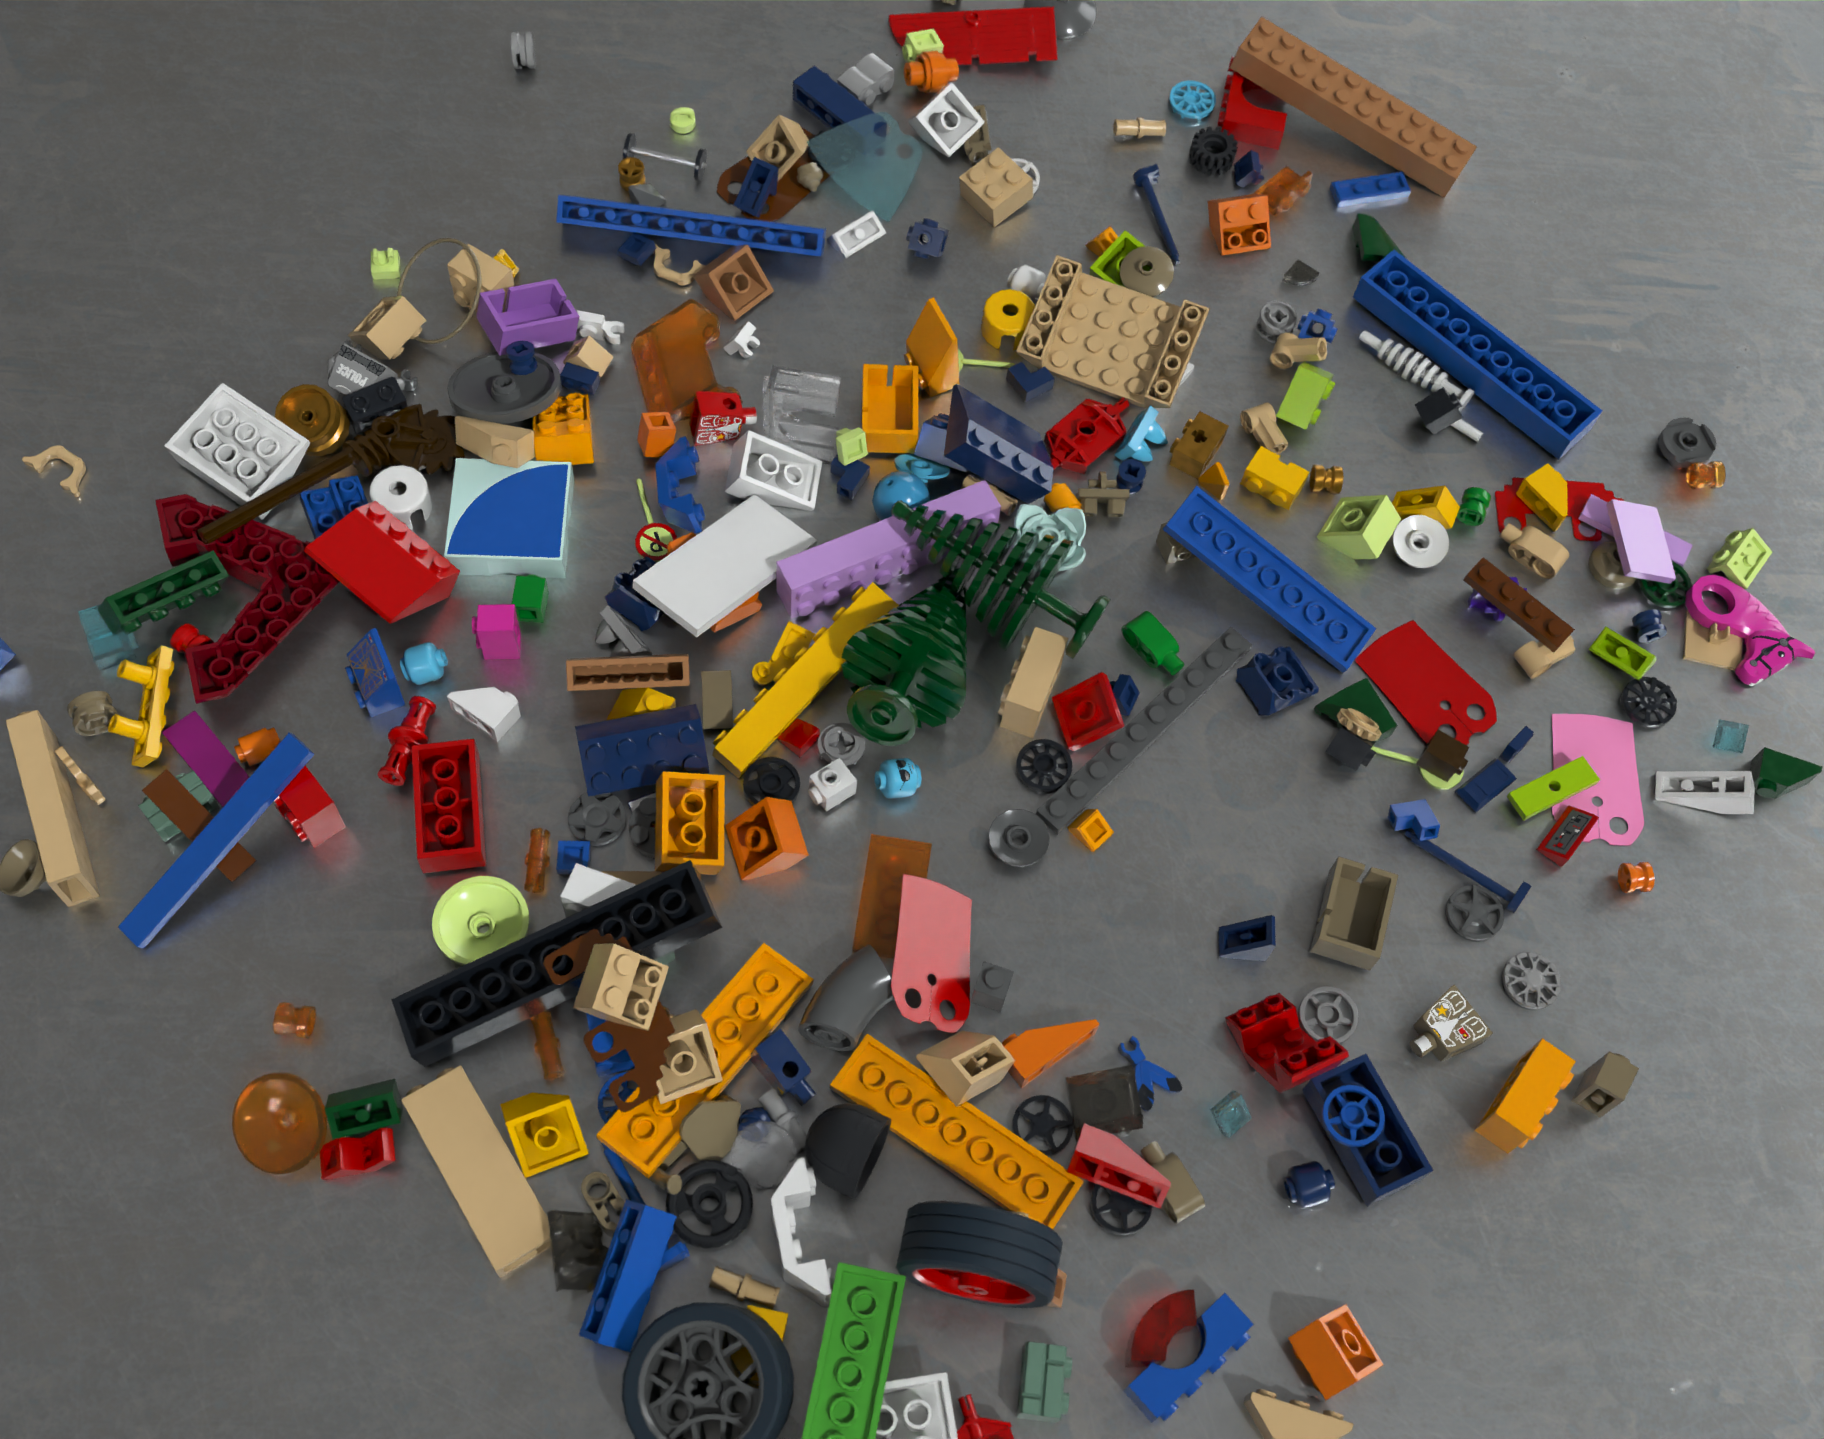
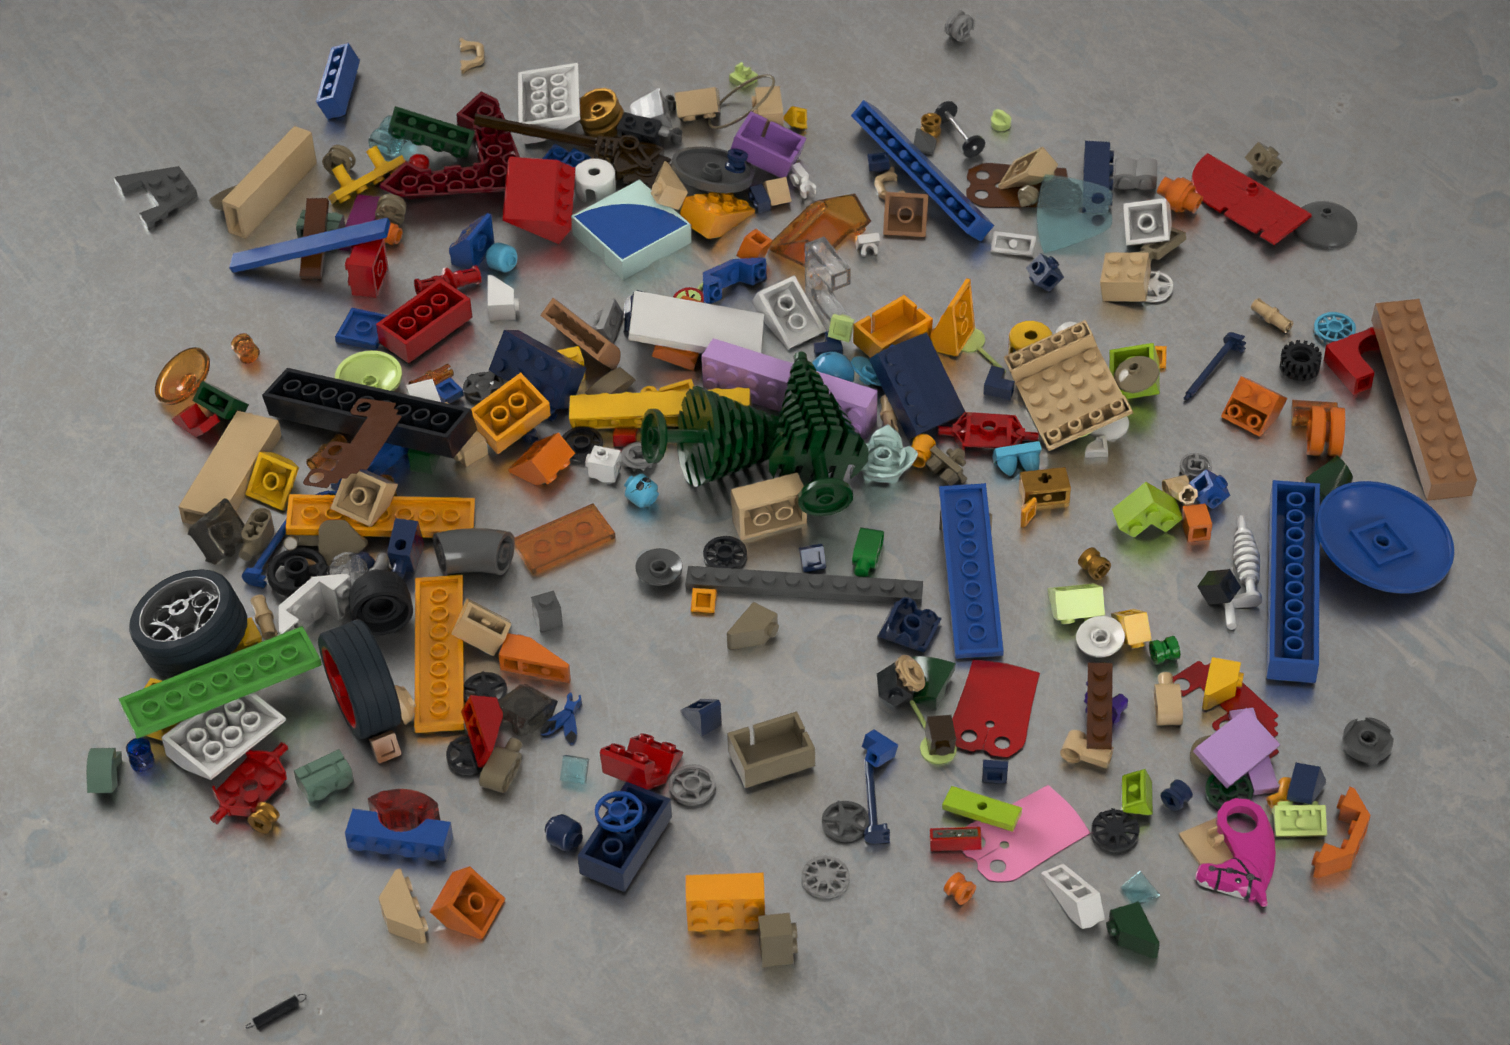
camera: 60 degrees right, 15 degrees down
(82, 779) = (295, 191): tan helmet -> none
(233, 716) = (391, 207): none -> dark tan wheel
(385, 874) = (360, 329): none -> blue tile
(497, 631) = (549, 268): dark pink brick -> none
(530, 598) = (589, 271): green brick -> none
(621, 986) = (367, 428): tan slope -> none
(627, 1276) = (229, 554): blue brick -> none
(718, 417) = (791, 261): red torso -> none
(757, 186) = (987, 175): dark blue slope -> none
(919, 42) = (1200, 177): yellowish green bracket -> none
(934, 941) = (549, 560): piece -> none
(1087, 711) = (778, 545): red plate -> none
(1131, 476) = (981, 470): dark blue wheel -> none
(1171, 810) = (753, 628): none -> dark tan slope
(1248, 169) = (1307, 385): dark blue tile -> none
(1262, 423) = (1098, 511): tan piece -> none
(1273, 478) = (1062, 542): yellow brick -> none
(1300, 274) = (1254, 462): clear smoke tile -> none
(1329, 198) = (1324, 431): none -> orange wheel
(1345, 367) = (1196, 522): none -> orange brick
(1370, 189) = (1378, 457): blue tile -> none
(1449, 1027) = (741, 844): dark tan torso -> none
(1485, 785) = (947, 776): dark blue tile -> none
(1515, 260) = (1369, 512): none -> blue dish
(1701, 546) = (1282, 793): none -> light orange arm
(1704, 475) = (1349, 763): clear orange wheel -> none
(1718, 524) = (1306, 783): none -> dark blue slope
(1800, 545) = (1336, 859): none -> orange slope

